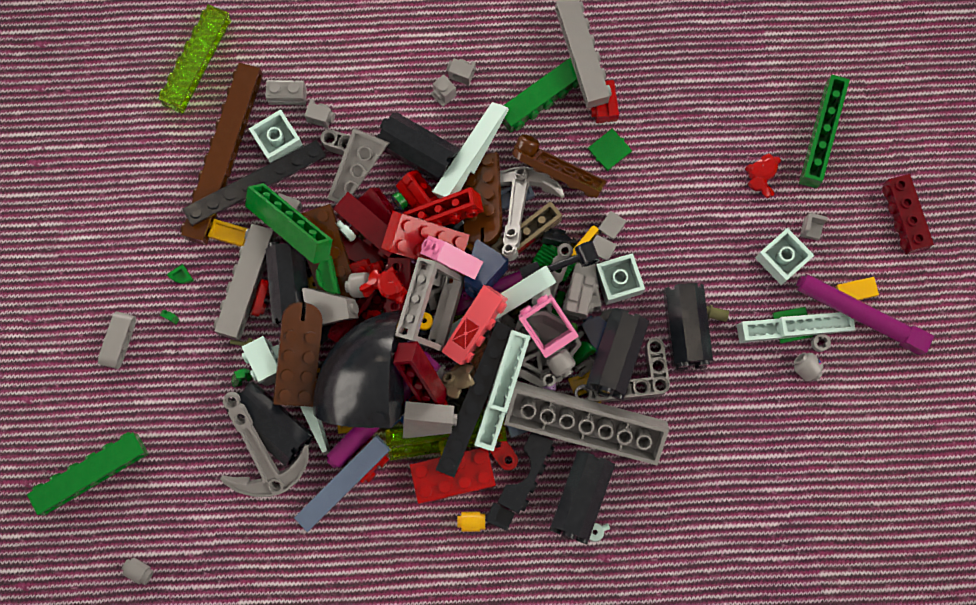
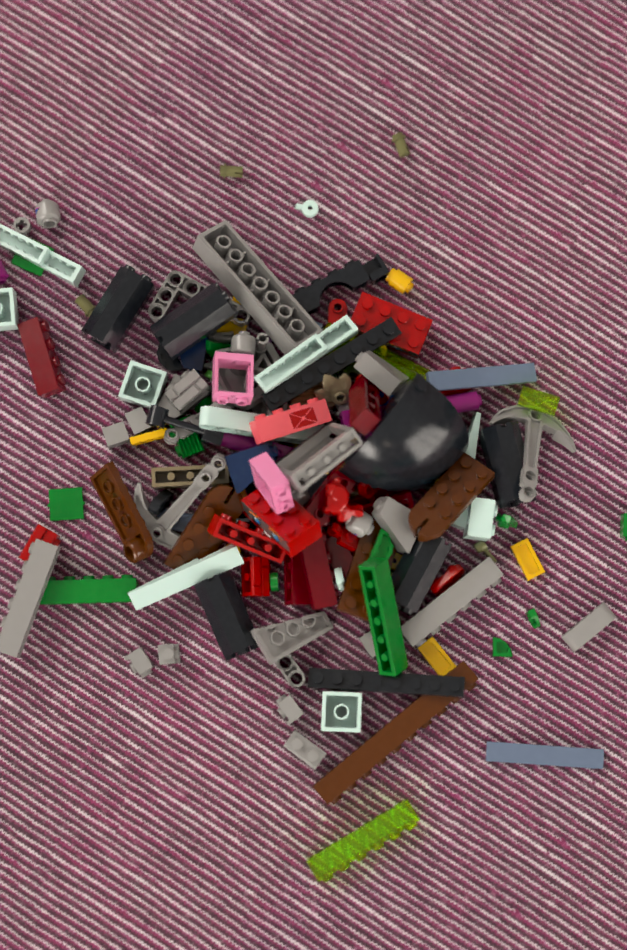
camera: 145 degrees left, 5 degrees up
(90, 217) = (544, 755): none -> sand blue tile
(204, 361) = (527, 559): none -> yellow tile
(279, 498) = (538, 401): none -> clear neon green panel
(535, 197) = (161, 502): none -> black beam
(556, 237) = (166, 456): black plate -> none
(582, 497) = (301, 237): black brick -> none
(686, 515) = (231, 171): none -> olive pin
(719, 245) = (42, 357): none -> dark red brick

